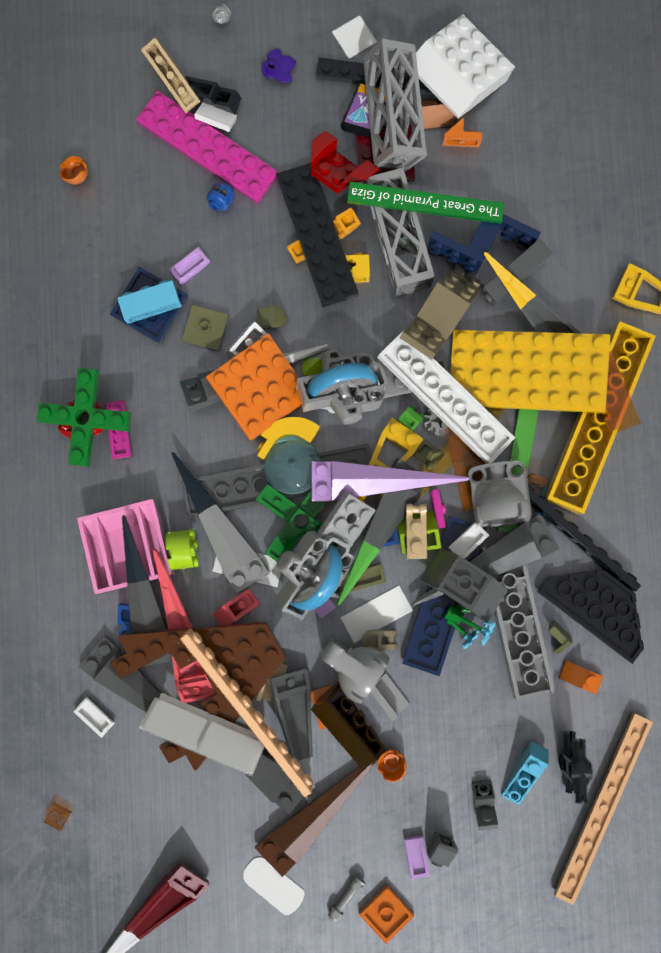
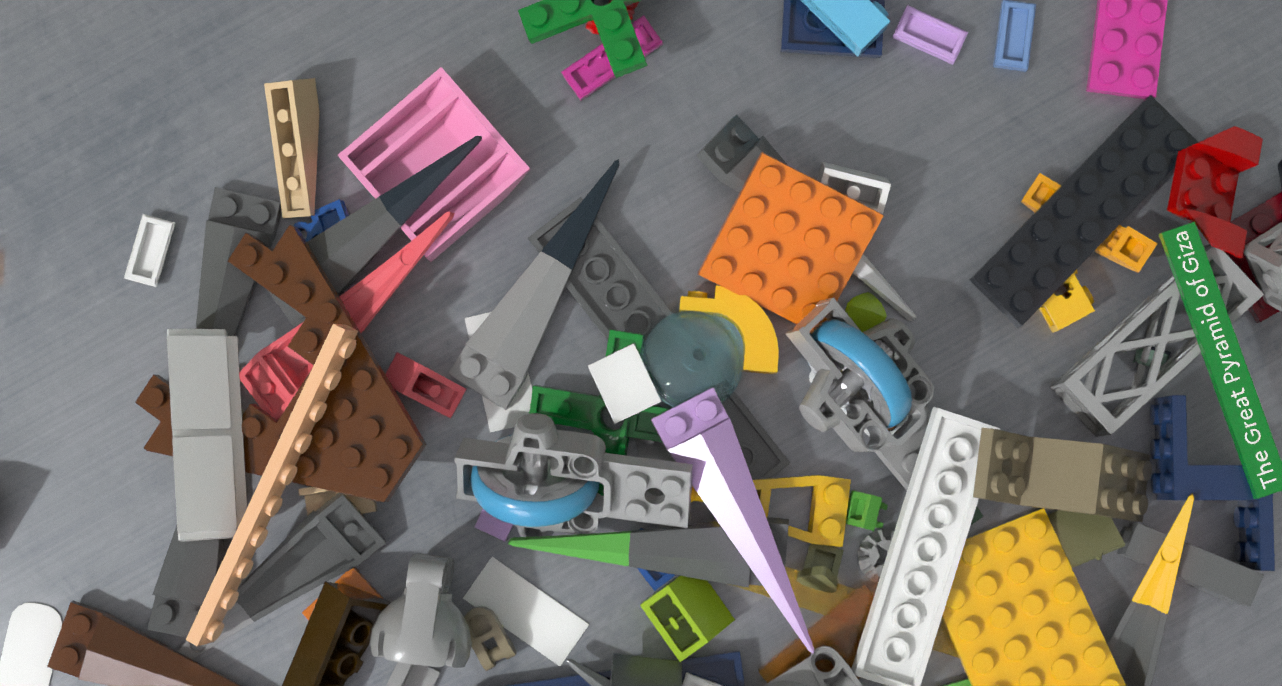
camera: 65 degrees right, 0 degrees up
(74, 612) = (294, 135): none -> tan slope
(182, 549) = (474, 254): lime brick -> none
(205, 328) = (842, 111): olive plate -> none
(211, 224) = (1014, 35): none -> medium blue tile
(220, 196) = (1066, 26): blue head -> none
(271, 317) = (913, 206): olive tile -> none
(287, 505) = (624, 383): none -> white sticker
(372, 576) = (581, 574): olive tile -> none
(416, 532) = (685, 610): tan plate -> none
(438, 508) = (742, 626): dark pink plate -> none
(477, 316) = (1085, 535): none -> olive piece

